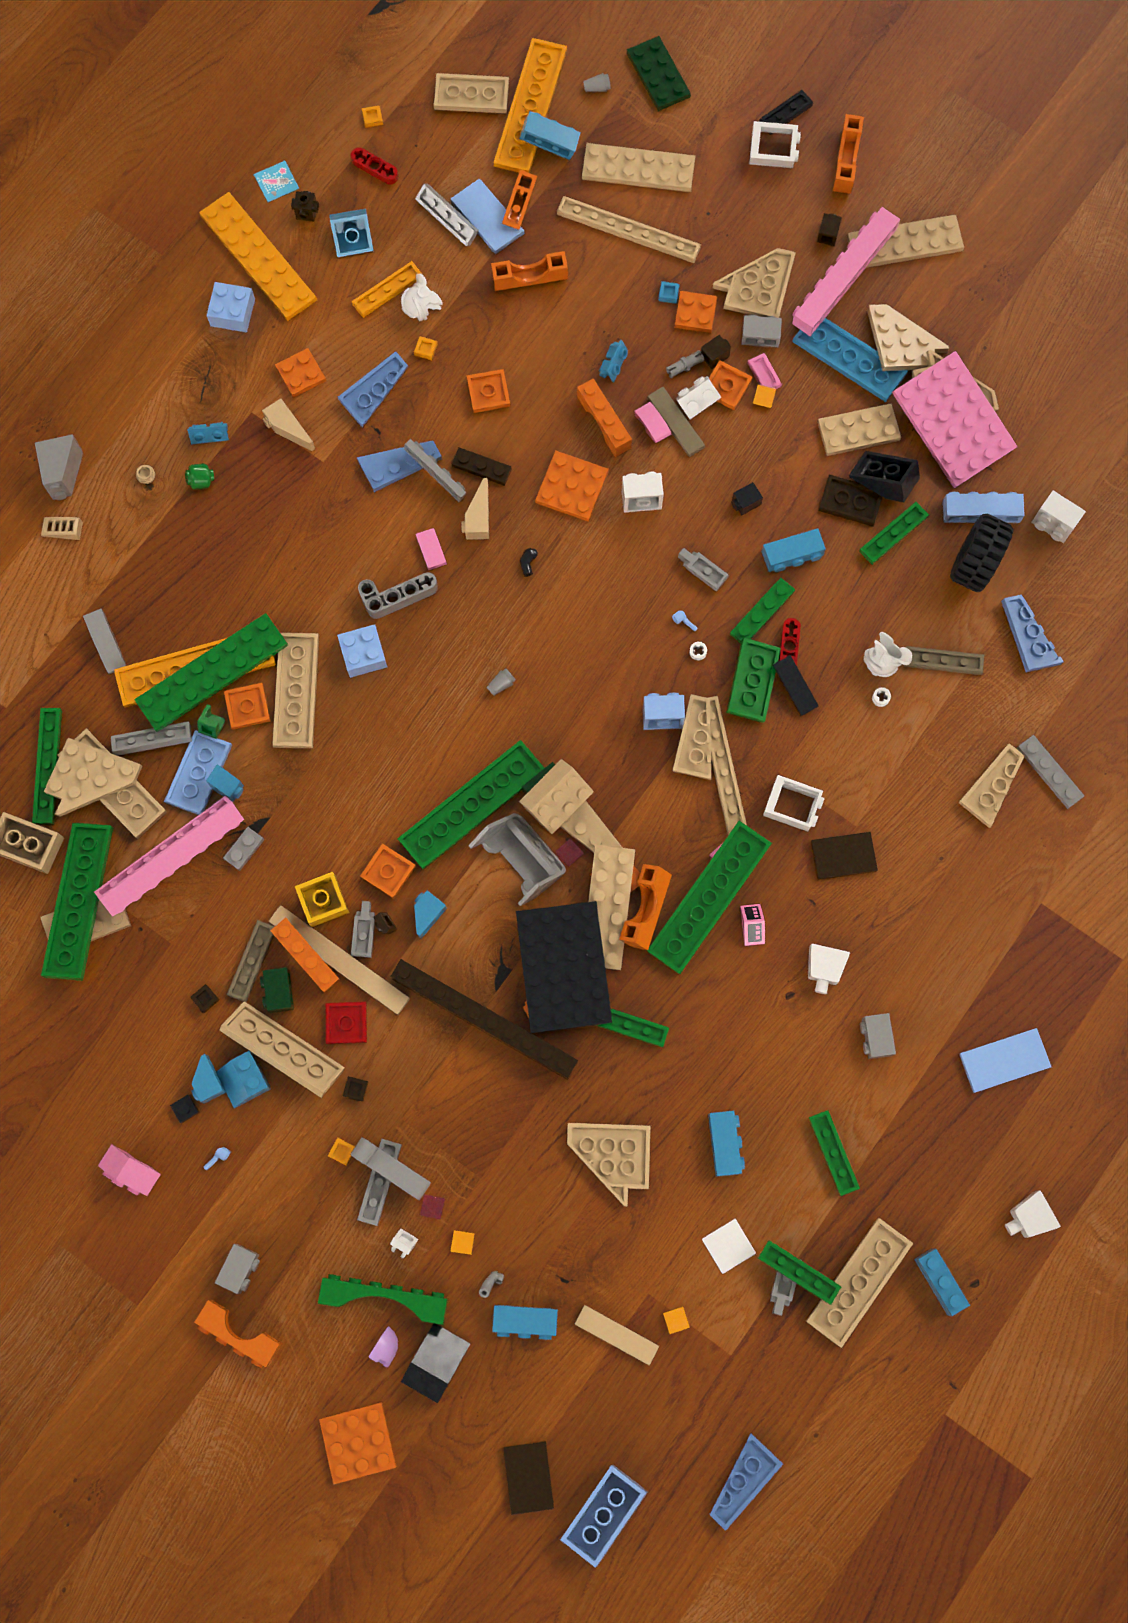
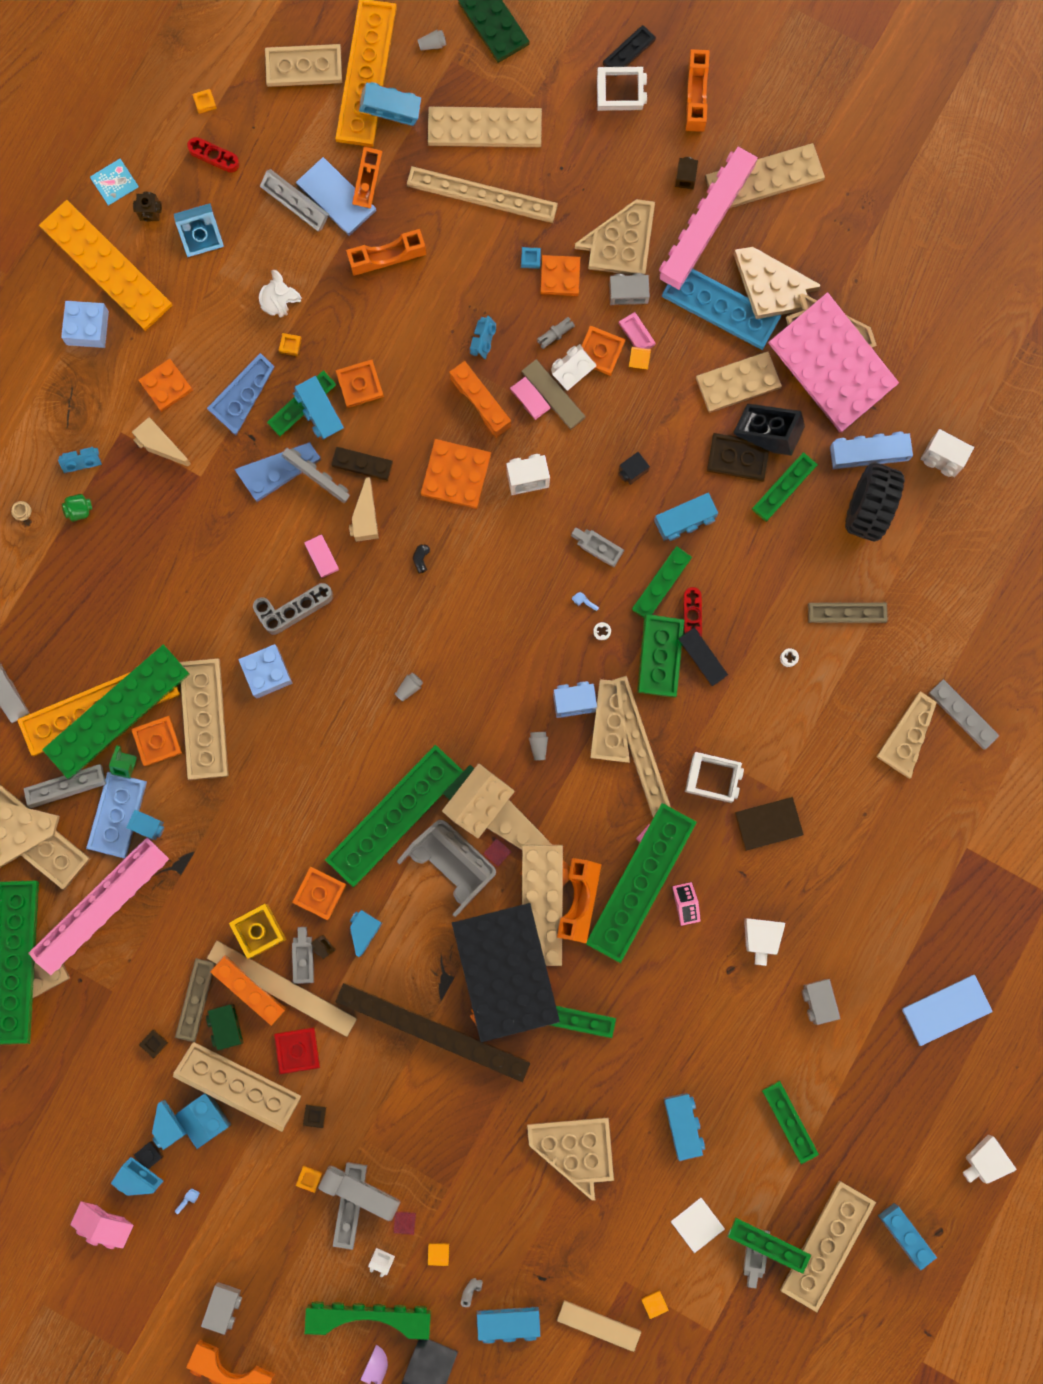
camera: 10 degrees left, 5 degrees up
(168, 1128) = (136, 1179): none -> dark azure slope
(243, 848) = (172, 887): light grey plate -> none
(386, 289) = (243, 286): light orange tile -> none
(429, 403) = (293, 410): none -> green plate
(445, 408) = (317, 408): none -> dark azure brick
(622, 752) = (538, 744): none -> light grey cone
(715, 350) = (585, 315): dark brown brick -> none
(886, 656) = (791, 618): white helmet -> none
(1031, 642) = (932, 584): medium blue wing -> none

